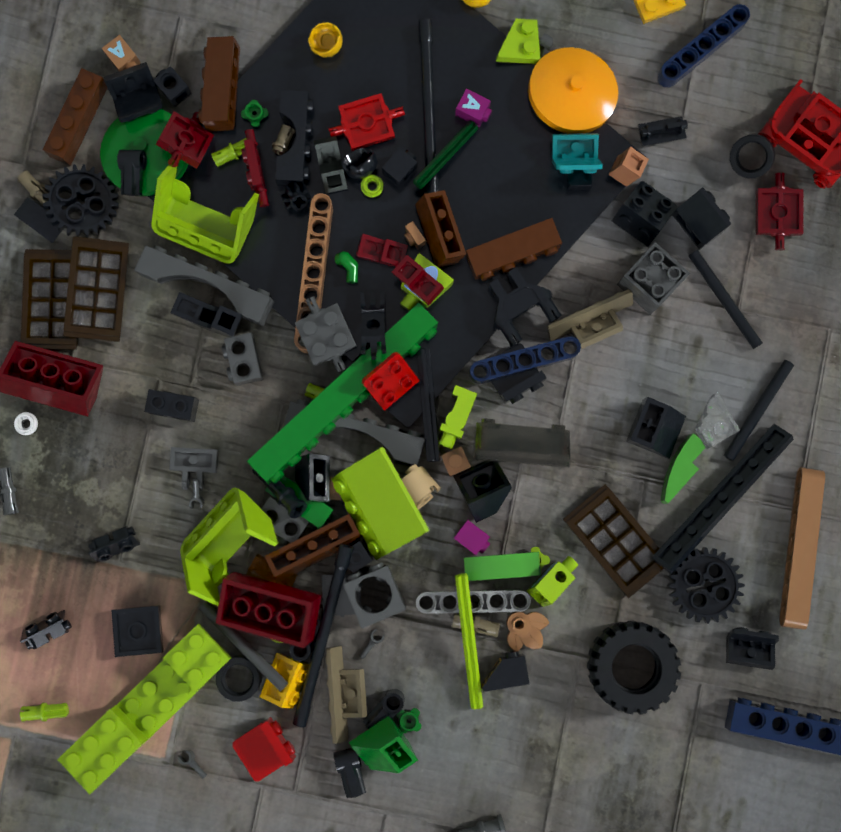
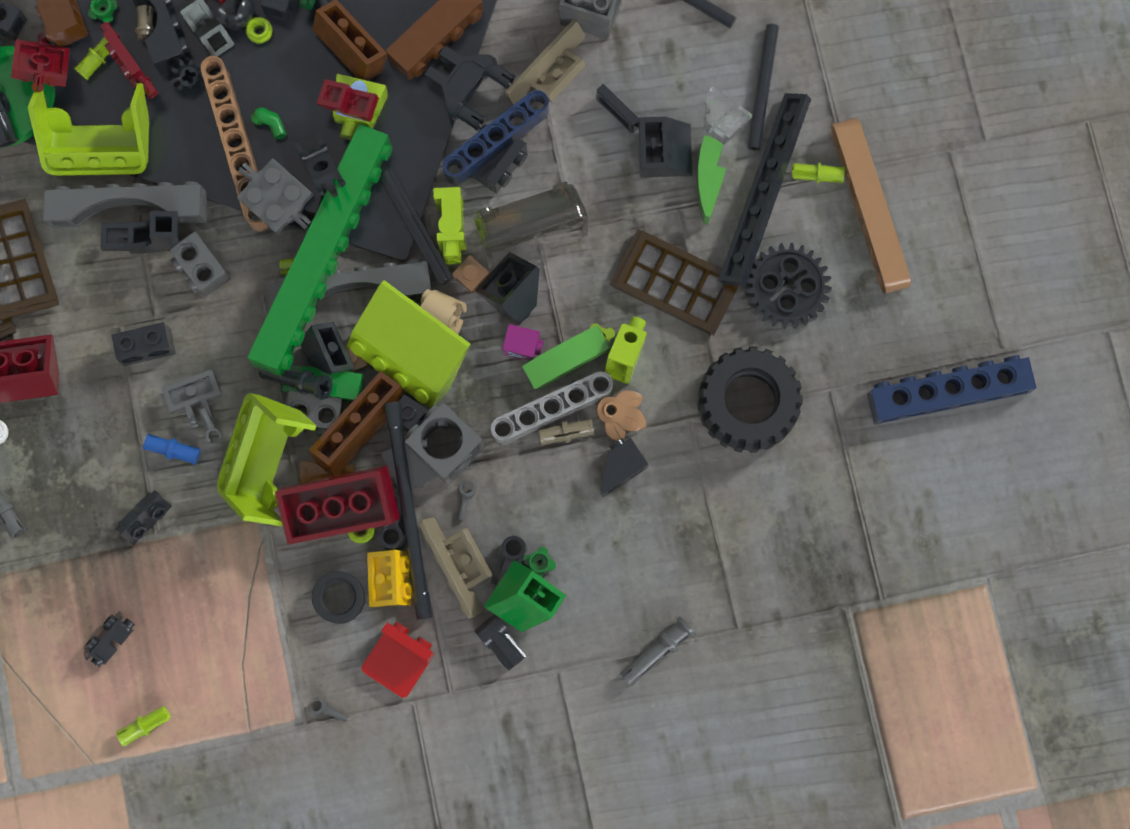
camera: 20 degrees left, 5 degrees down
(137, 631) = (207, 596): black plate -> none
(144, 709) = (254, 669): lime bracket -> none
(158, 499) = (171, 449): none -> blue pin
(245, 648) = (329, 560): dark grey piece -> none
(380, 250) = (296, 92): dark red slope -> none
(390, 380) = (363, 214): red bracket -> none
(414, 236) = (325, 61): medium nougat plate -> none
(469, 641) = (565, 448): lime axle -> none
(632, 377) = (617, 108): none -> black tile
(751, 648) = (864, 328): black bracket -> none
(772, 502) = (818, 173): none -> lime axle

